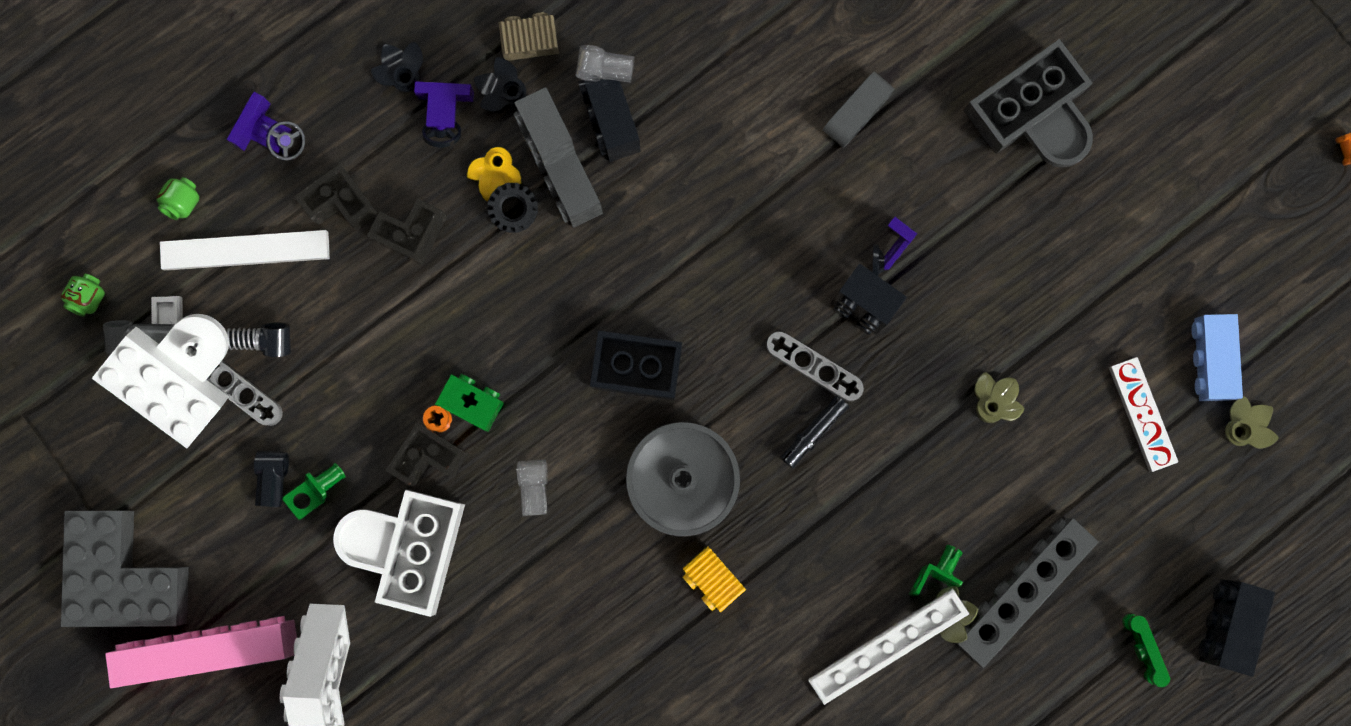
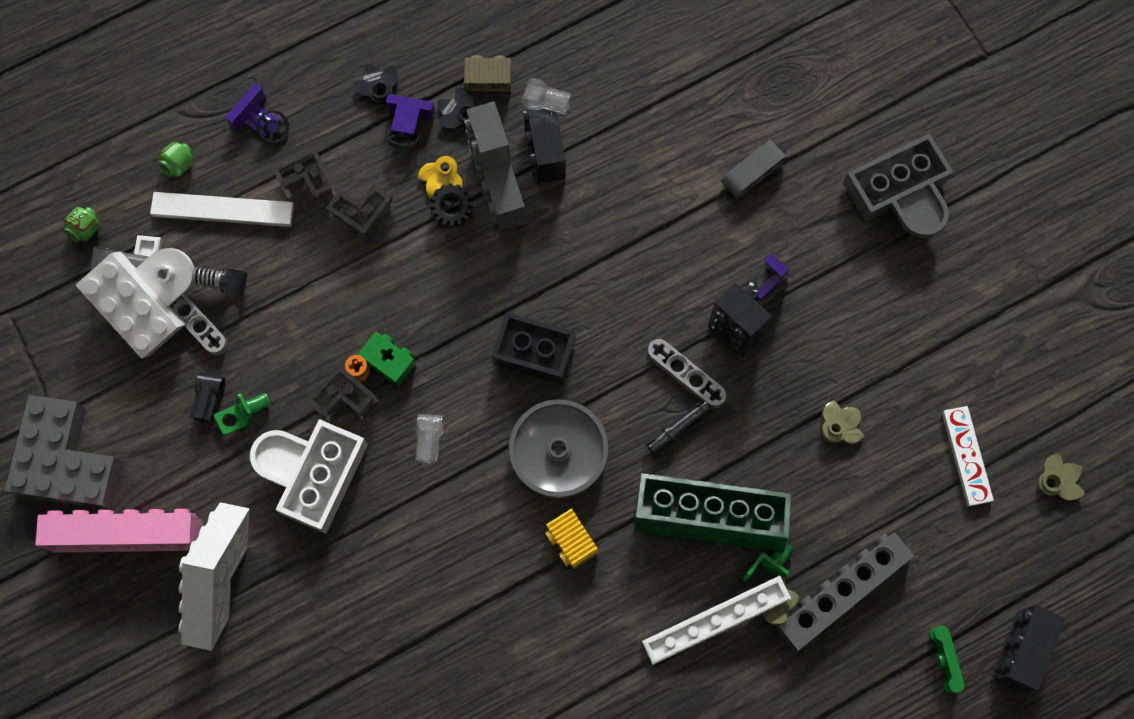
camera: 10 degrees right, 10 degrees down
(868, 527) = (713, 512): none -> dark green brick
(1217, 357) = (1037, 416): light blue brick -> none

